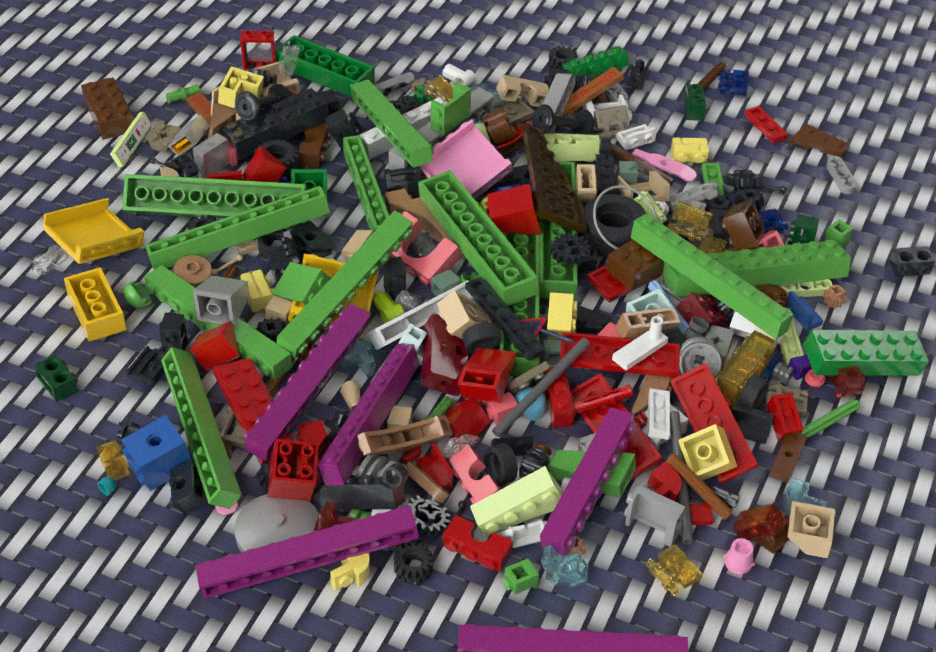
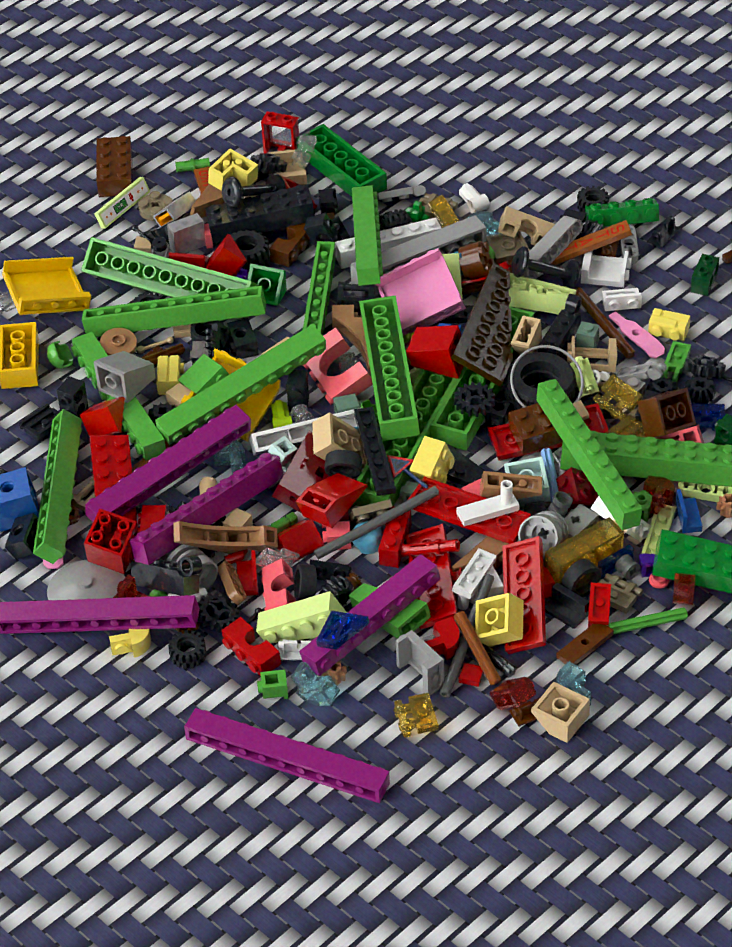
camera: 25 degrees right, 0 degrees up
(250, 266) = (174, 350): none -> reddish brown axle
(450, 115) = (427, 236): bright green panel -> none
(575, 502) = (340, 628): none -> clear blue wing
(609, 117) = (601, 273): dark tan plate -> none
(740, 556) = (483, 719): bright pink piece -> none

